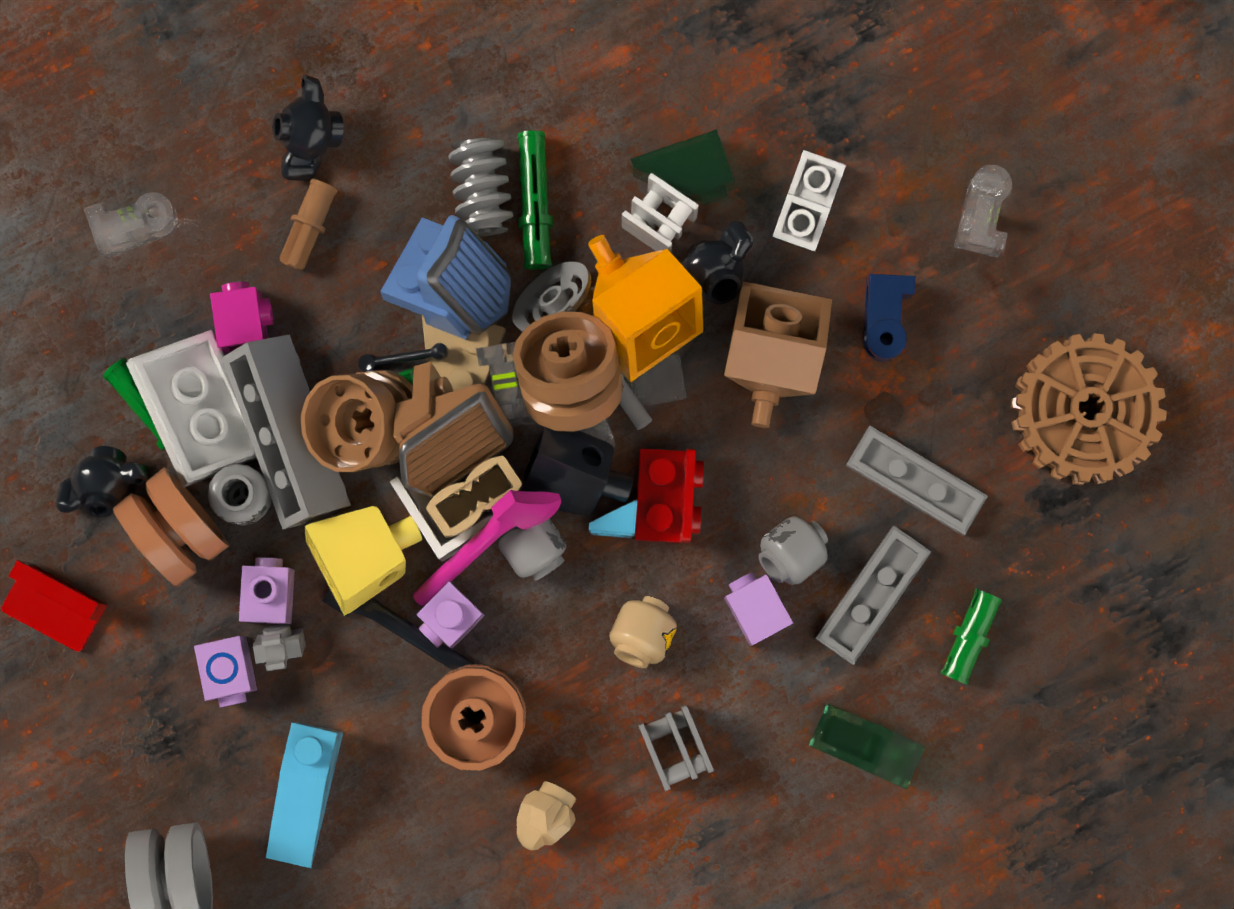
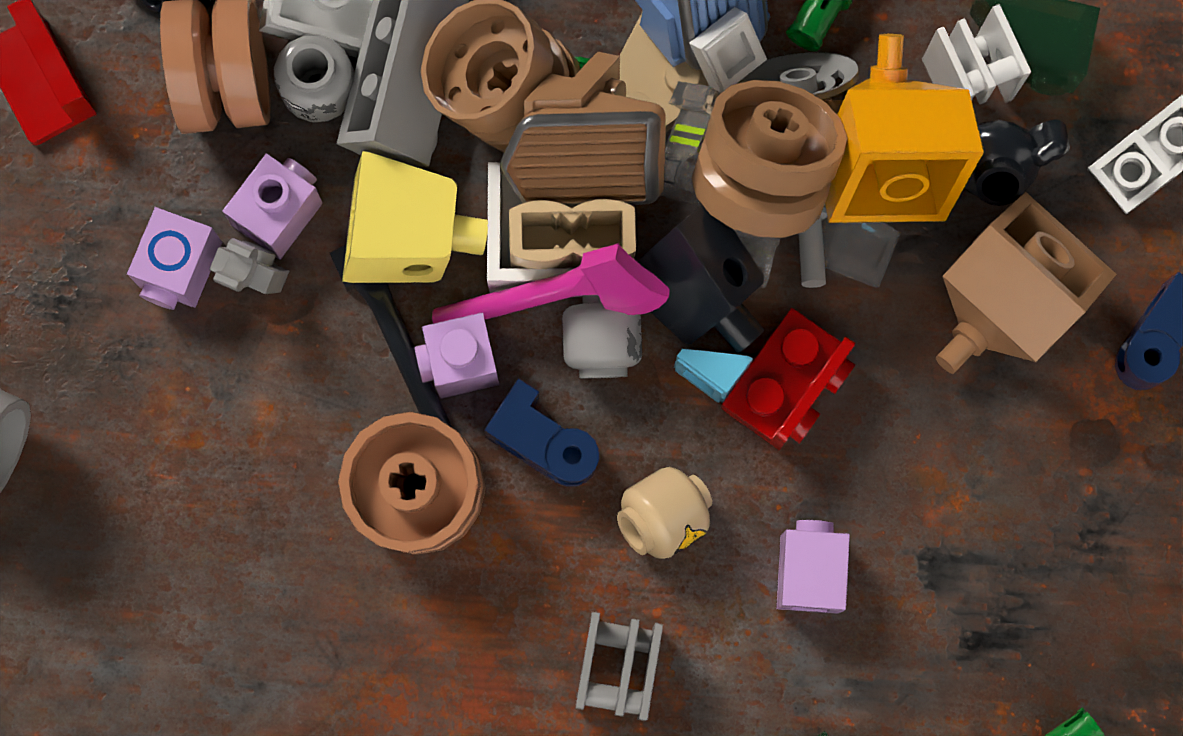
camera: 30 degrees right, 5 degrees down
(303, 793) = (168, 448): medium azure slope -> none
(370, 362) = (634, 61): black hinge -> none
(495, 309) = (728, 50): none -> white tile
(545, 816) = (419, 650): tan rock -> none
(552, 637) = (558, 453): none -> dark blue leg
(793, 550) = (896, 530): light grey head -> none
(873, 595) = (955, 640): light grey tile -> none
(916, 480) = (1086, 542): light grey tile -> none

